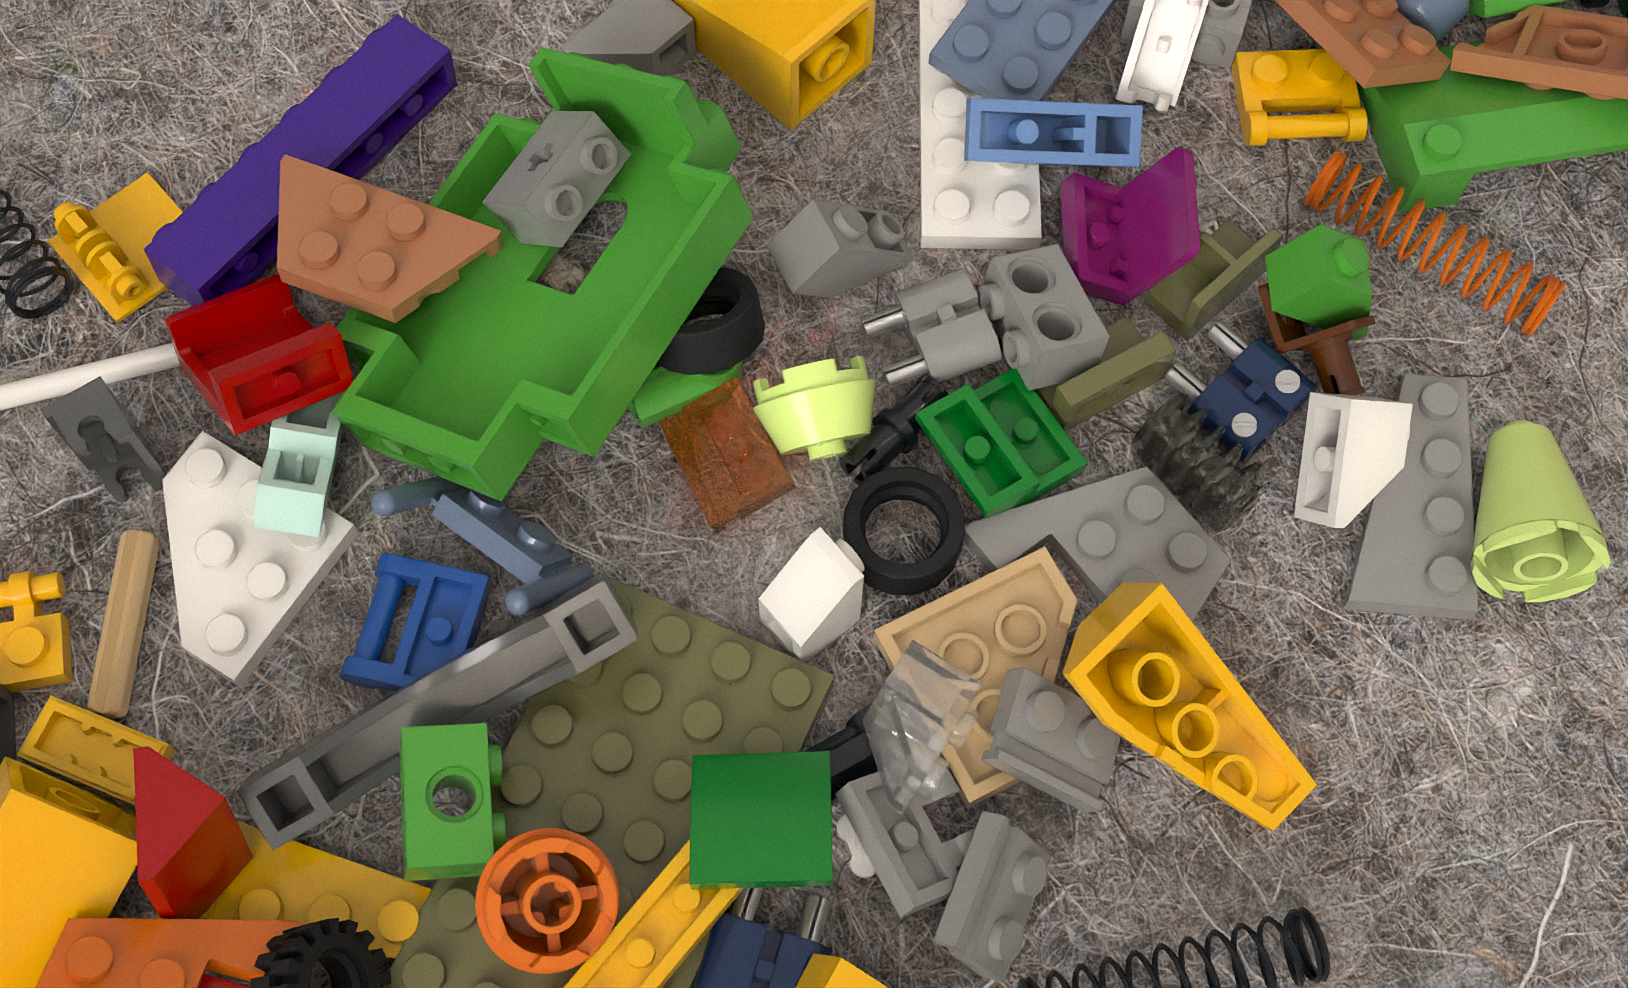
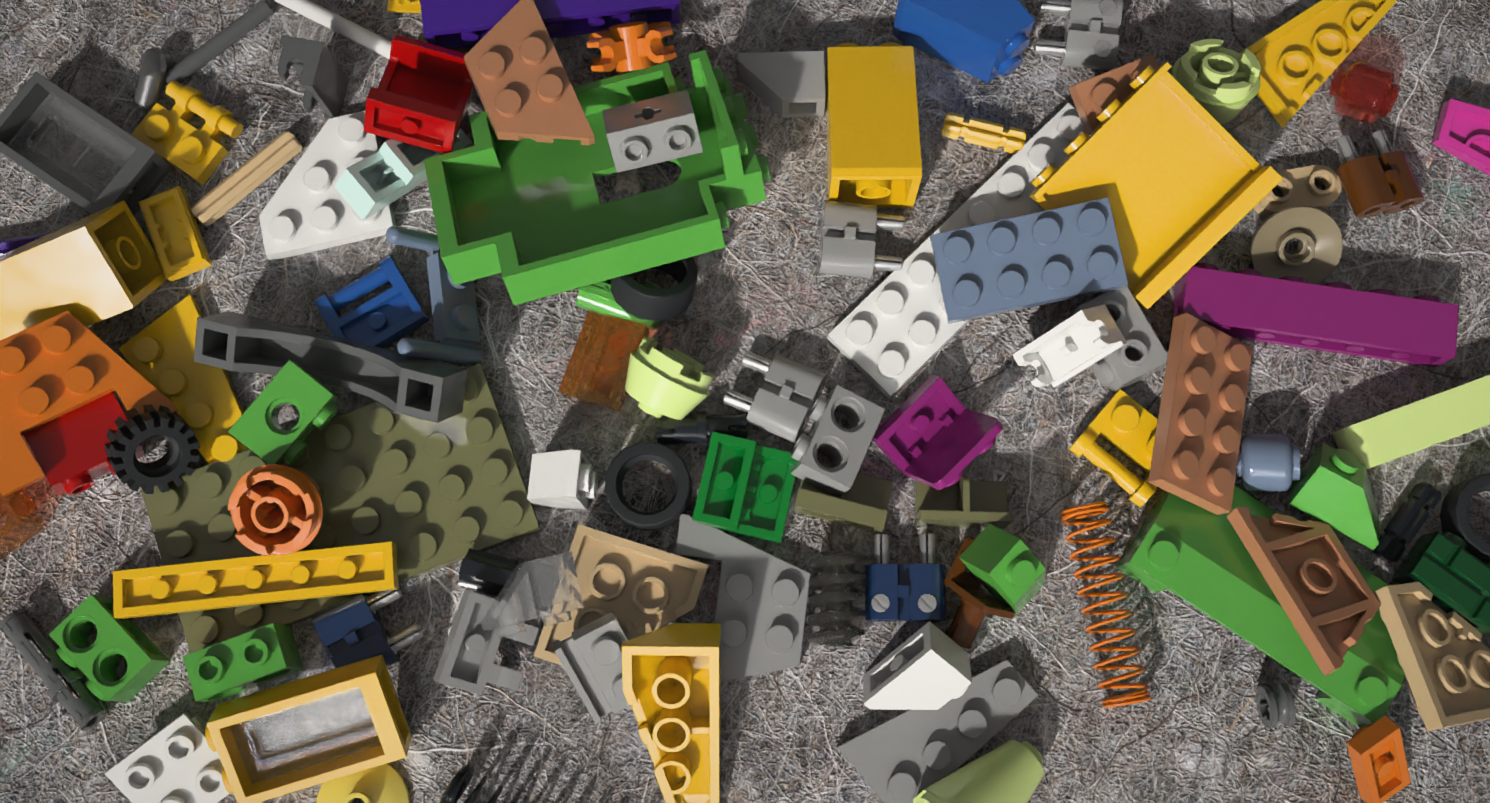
camera: 50 degrees right, 10 degrees up
(184, 838) = (150, 318): red slope -> none
(442, 128) = (631, 46): none -> orange pin
(761, 820) = (417, 567): green slope -> none
(838, 248) = (775, 301): light grey slope -> none
(848, 133) = (849, 242): none -> light grey piece
(993, 897) = (493, 713): light grey plate -> none
(1053, 133) = (946, 344): medium blue slope -> none

